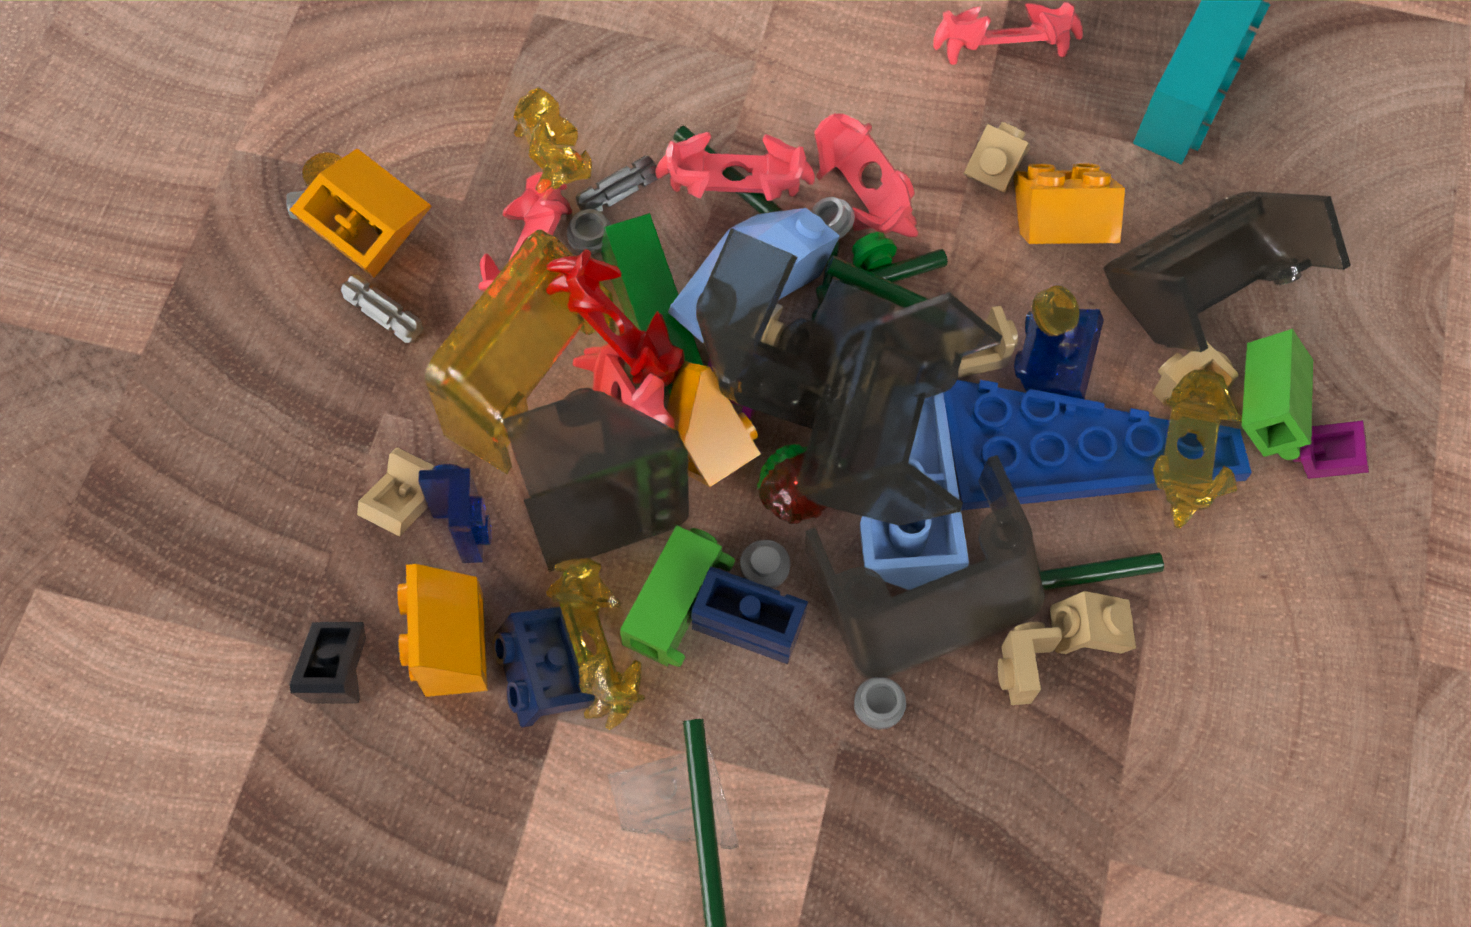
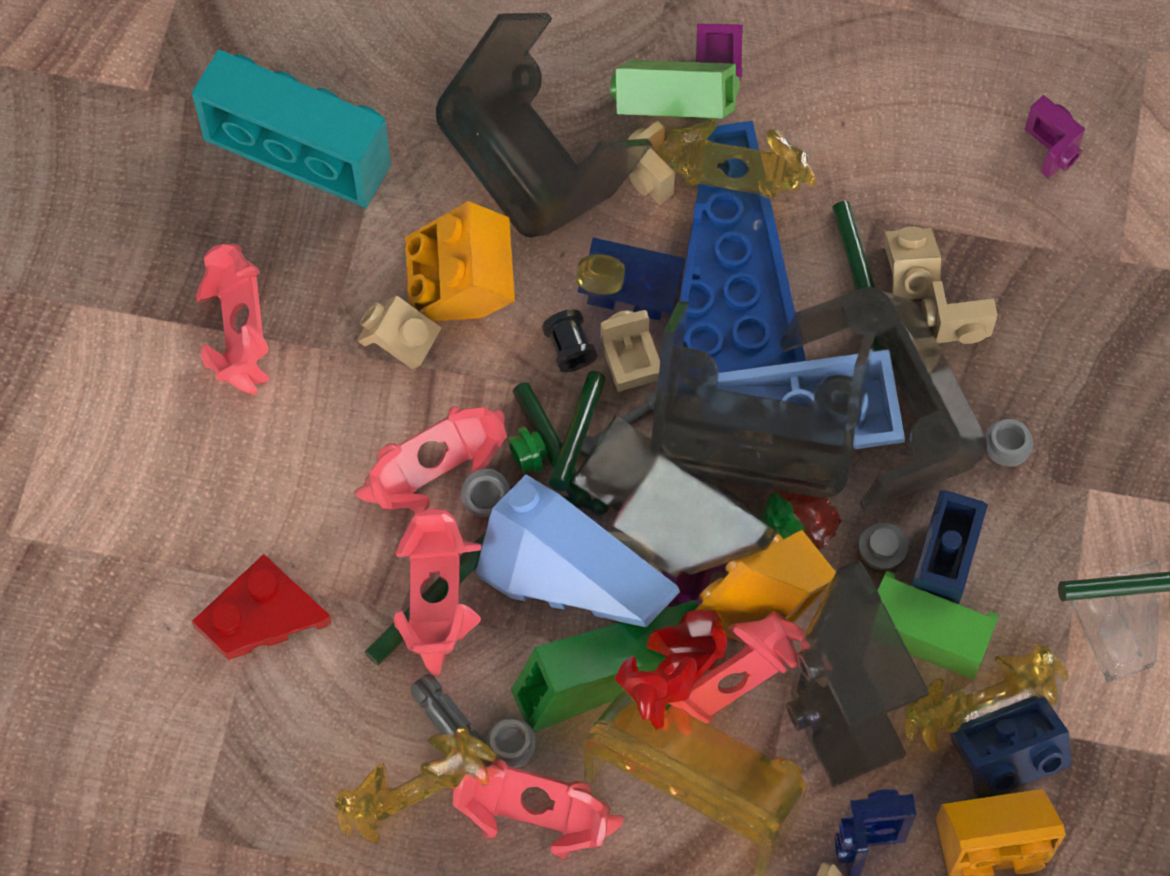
camera: 90 degrees left, 0 degrees up
(729, 52) = (258, 611): none -> red wing
(991, 292) = (569, 340): none -> black bush
(1275, 795) = (1057, 132): none -> magenta bracket

